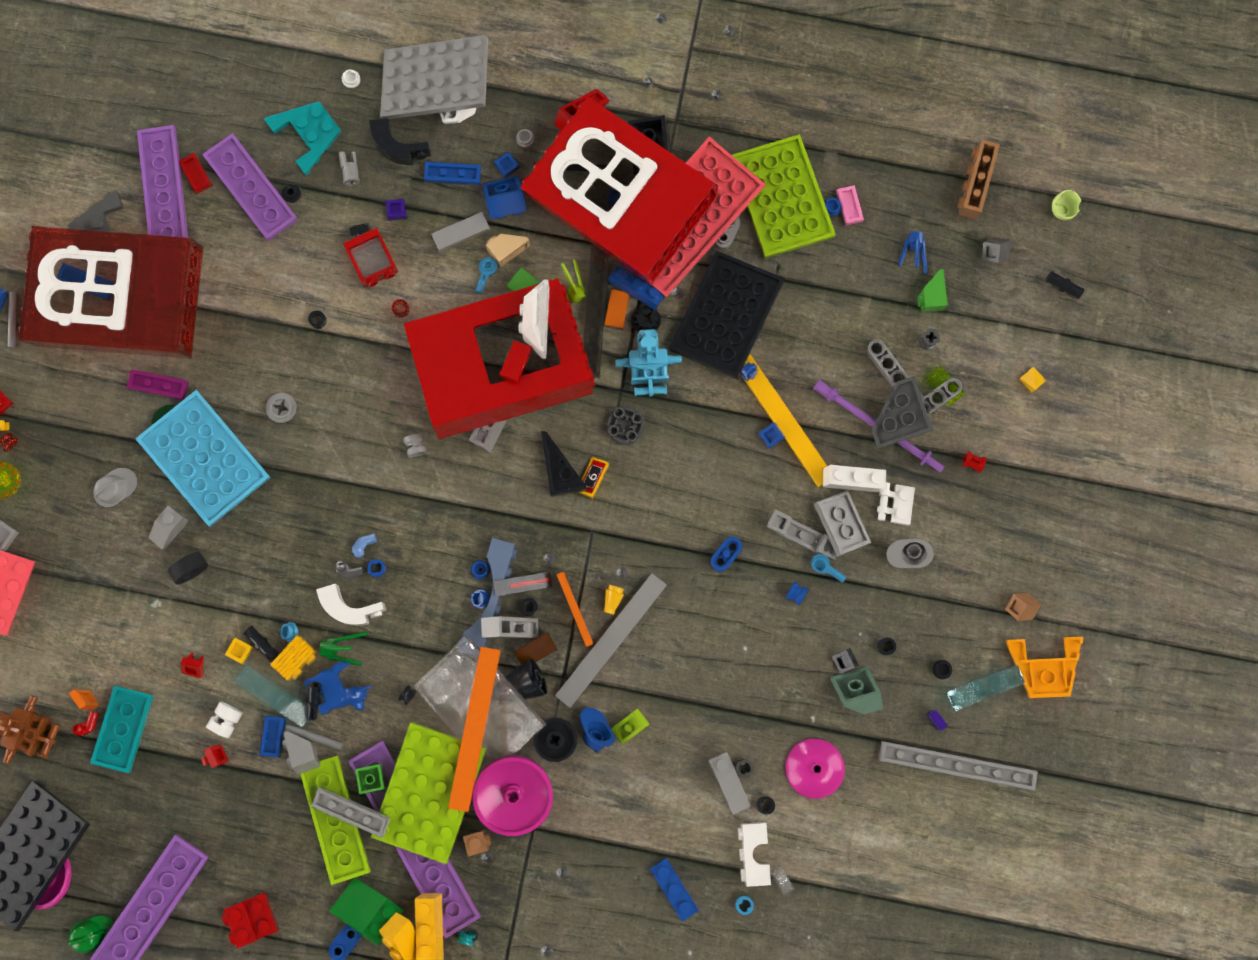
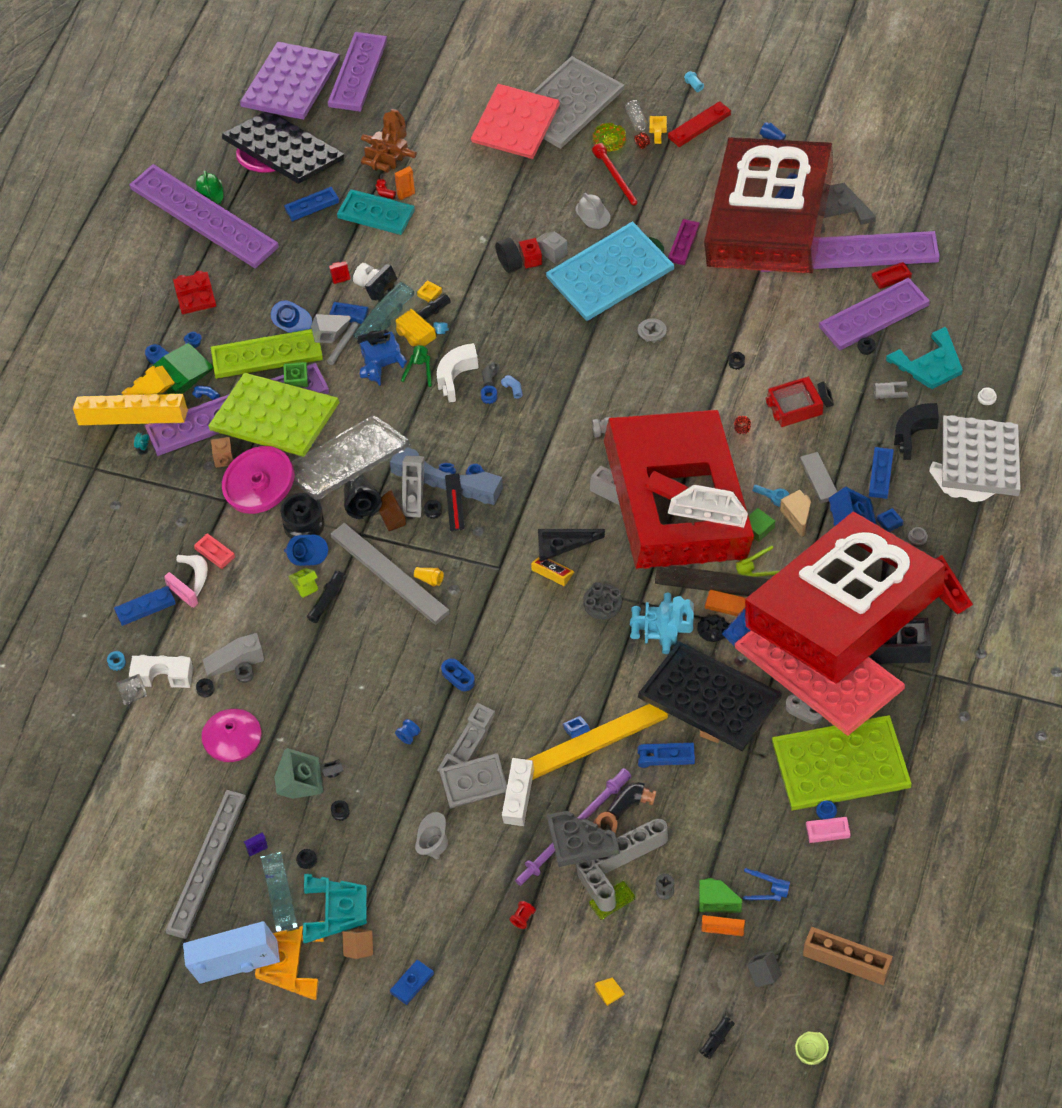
camera: 105 degrees right, 25 degrees down
(25, 486) = (600, 152): none -> red piece
(111, 806) = (311, 203): none -> blue plate
(182, 545) = (530, 253): none -> red brick
(192, 667) = (421, 259): red tile -> none
(238, 701) = (381, 282): none -> black plate
(286, 799) = (290, 317): none -> blue piece
(321, 904) = (193, 339): none -> blue plate
(351, 812) = (269, 357): light grey tile -> none
(389, 879) = (208, 391): none -> blue arm
(396, 209) = (846, 427): dark purple tile -> none
(408, 695) = (366, 410): black bush -> none
(474, 729) = (322, 440): orange tile -> none
(575, 609) = (423, 542): orange tile -> none
(602, 827) = (214, 551): none -> coral plate
(624, 838) = (200, 568): none -> white piece
(639, 696) = (330, 590): none -> black pin
(655, 853) = (181, 590): none -> bright pink tile
(749, 371) = (644, 706): blue plate -> none
(791, 349) = (666, 754): none -> blue plate
(821, 564) = (433, 758): dark azure plate -> none
(841, 377) = (628, 797): none -> black piece
(901, 505) = (486, 842): white plate -> none
(960, 286) = (723, 925): none -> orange tile
(991, 624) = (343, 909): none -> teal wing
(1050, 553) = (411, 982): none -> blue plate
(1064, 719) = (231, 952): none -> light blue brick

